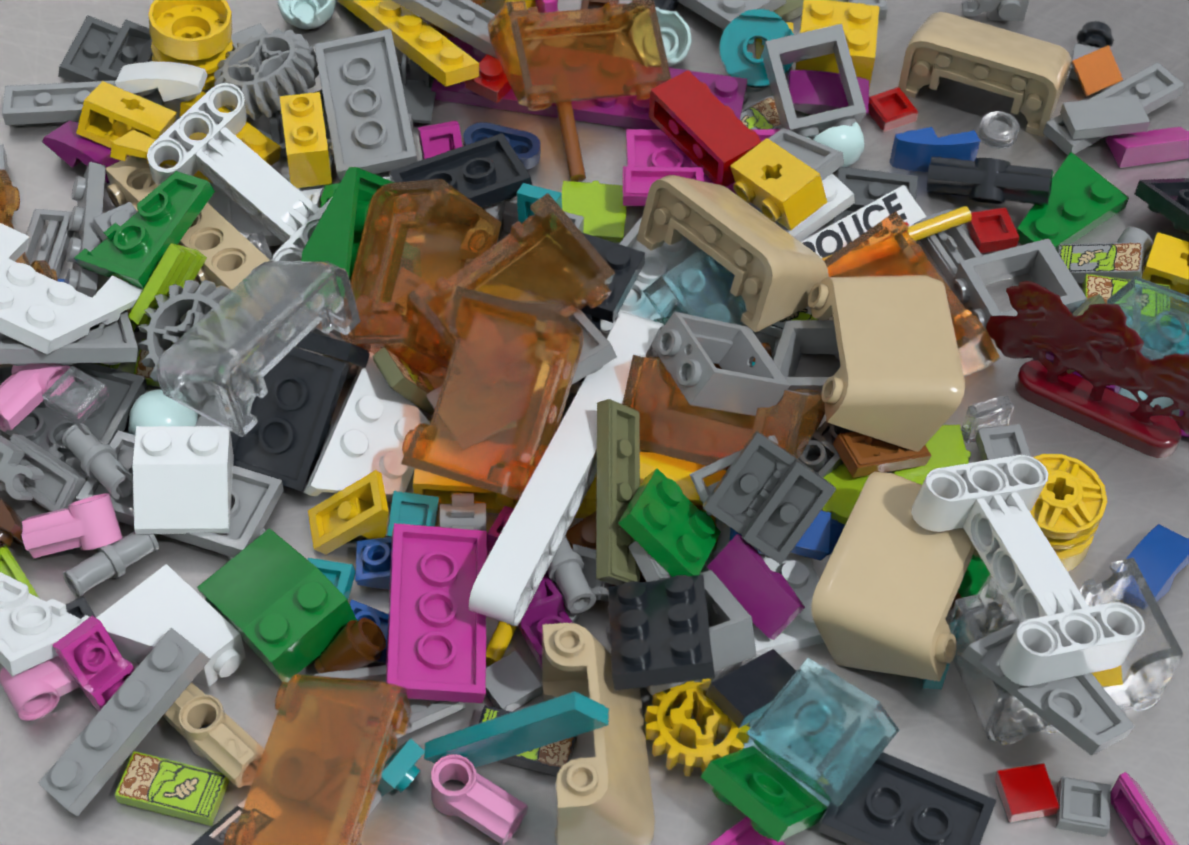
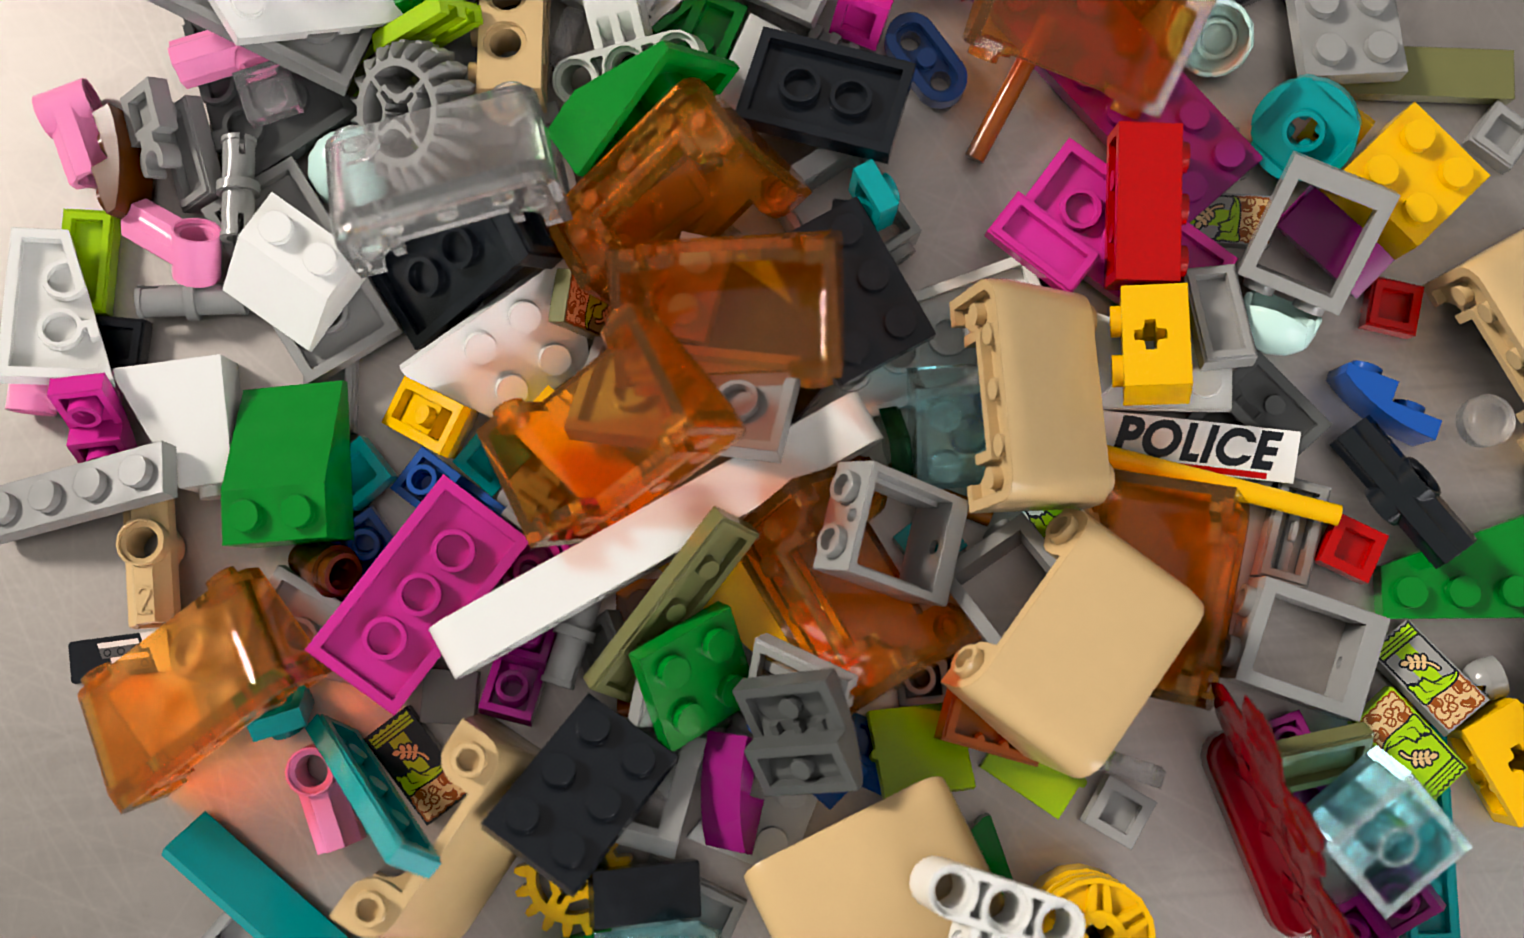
camera: 35 degrees right, 30 degrees up
(172, 788) = (89, 576): tile -> none
(600, 207) = (957, 209): lime piece -> none

